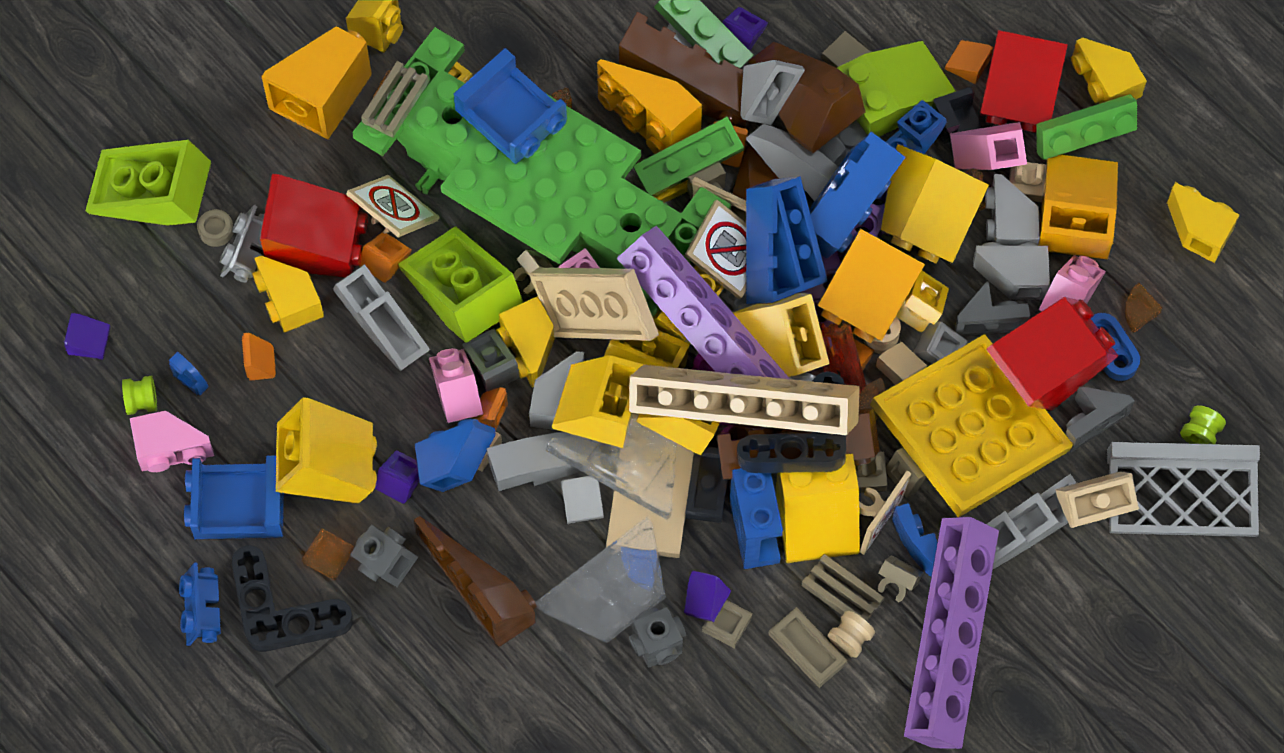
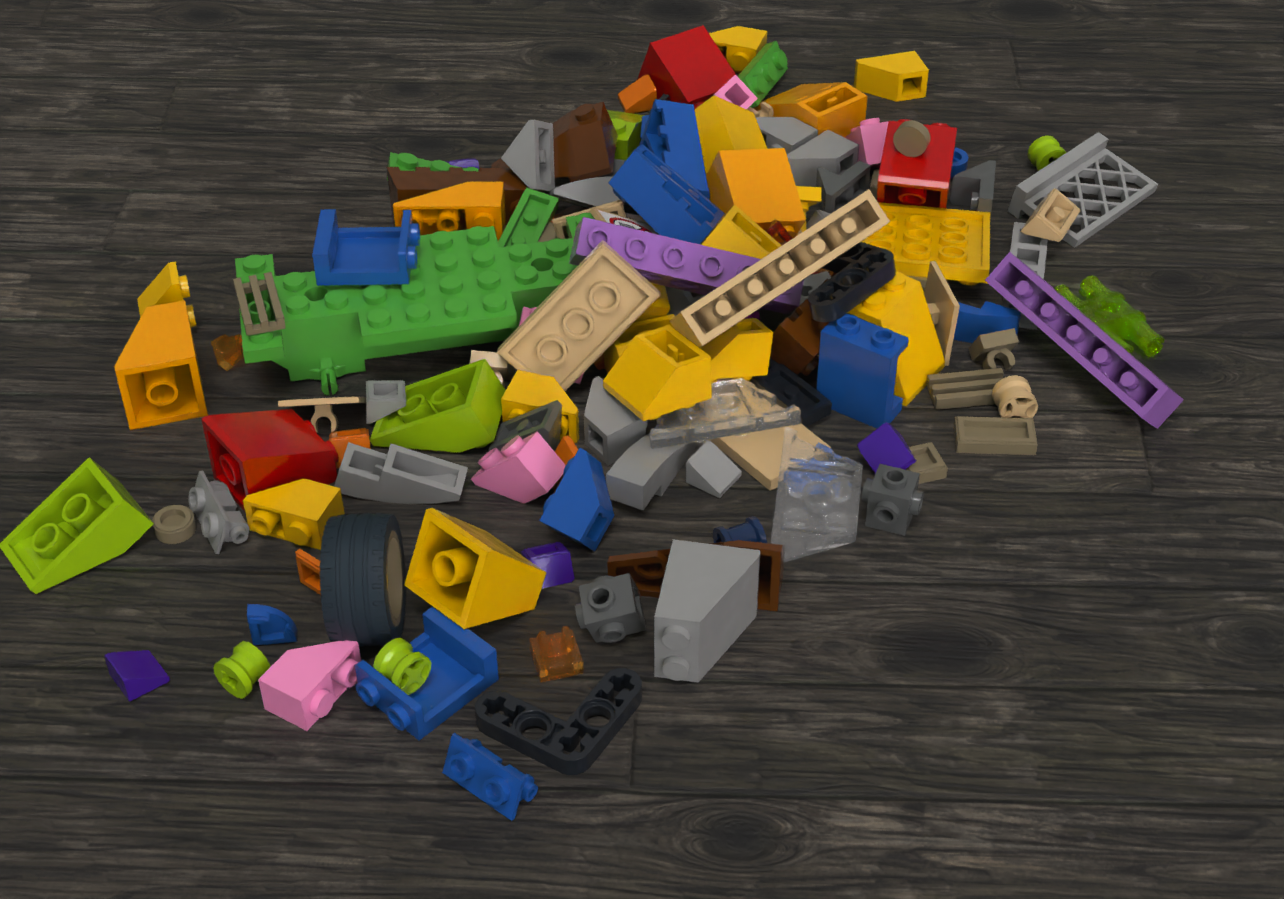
camera: 45 degrees left, 25 degrees down
(217, 484) = (402, 665): none -> lime wheel
(246, 400) = (363, 578): none -> black wheel
(426, 609) = (703, 607): none -> light grey slope
(438, 235) = (384, 398): none -> light grey slope
(529, 573) = (748, 531): none -> dark blue bush
(1035, 628) = (1114, 315): none -> clear neon green pin
(1043, 337) = (911, 138): none -> dark tan tile

